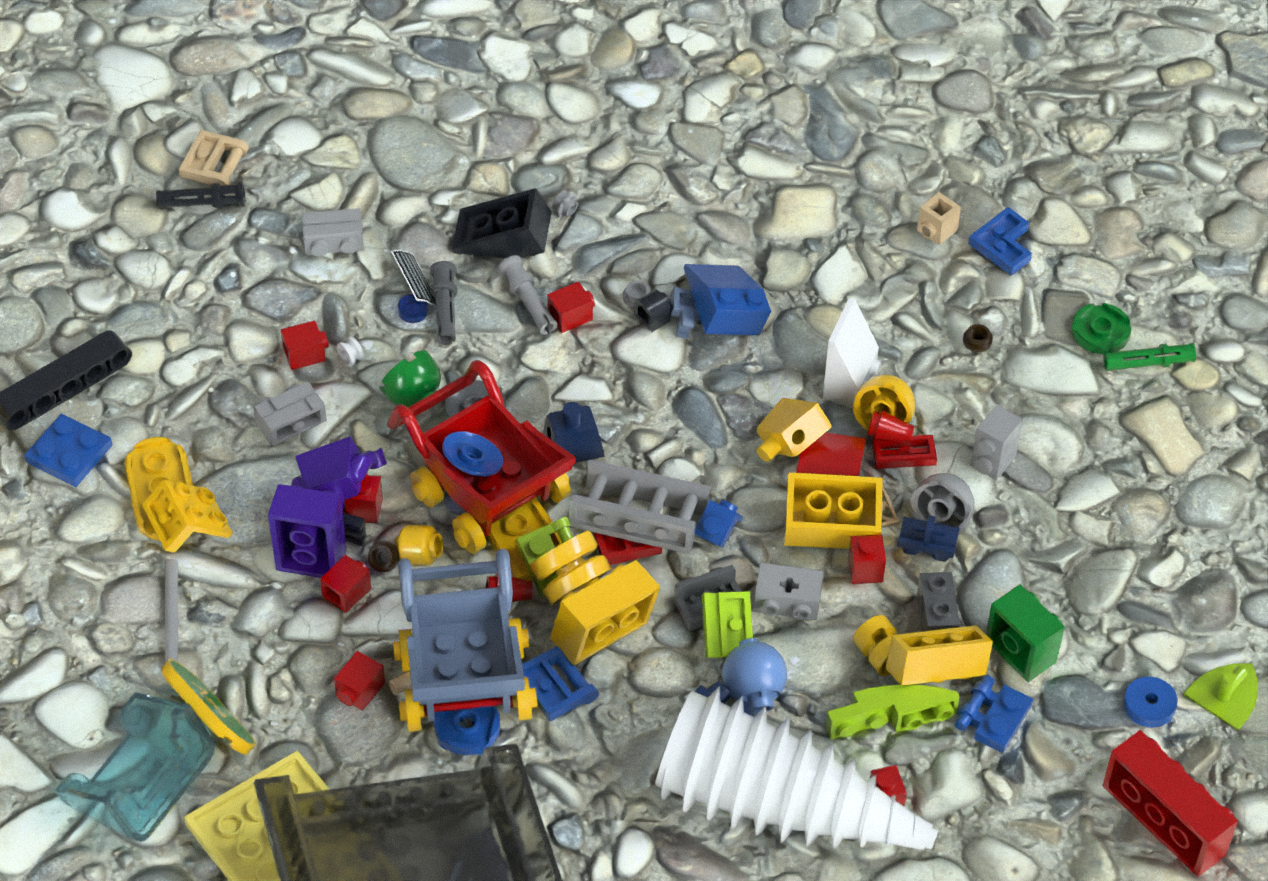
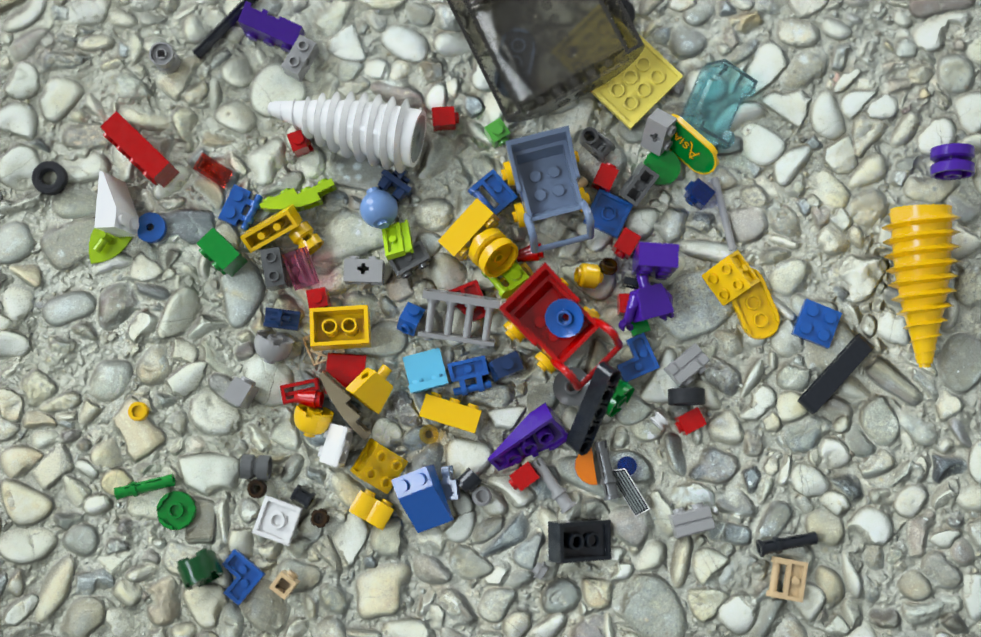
camera: 175 degrees right, 30 degrees up
(206, 640) = (698, 193): none -> clear blue brick
(251, 721) = (658, 132): none -> light grey brick
(257, 693) = (665, 165): none -> green tile
(302, 353) = (686, 396): none -> black tyre
(305, 654) = (638, 184): none -> dark grey brick
(359, 733) = (597, 145): none -> dark grey piece
(364, 423) = (642, 361): none -> blue plate
(364, 628) = (609, 213): none -> blue plate
(449, 358) = (593, 408): none -> black beam
(475, 314) = (585, 468): none -> orange tile
(536, 359) = (534, 434): none -> dark purple wedge
(538, 765) = (497, 133): none -> bright green brick
(622, 804) = (444, 118): none -> red brick
(634, 445) = (469, 369): none -> blue plate
(670, 392) = (450, 412): none -> yellow brick
(702, 444) = (425, 371): none -> medium azure bracket
(707, 375) = (424, 429): none -> clear yellow plate
(795, 340) = (378, 466): none -> yellow bracket
(804, 292) = (372, 509): none -> yellow brick
(847, 426) = (340, 399): none -> dark tan slope
(884, 294) = (319, 523): none -> dark brown plate
(894, 601) = (300, 268): none -> clear pink plate
(907, 319) = (302, 496): none -> black bush
(947, 297) = (277, 520): none -> white plate
(977, 357) = (256, 467): none -> dark grey wheel
(1042, 769) = (212, 170): none -> clear red slope
(1062, 245) = (199, 569): none -> dark green brick
(1163, 453) = (138, 411): none -> yellow tile
(1206, 713) = (115, 208): none -> white slope

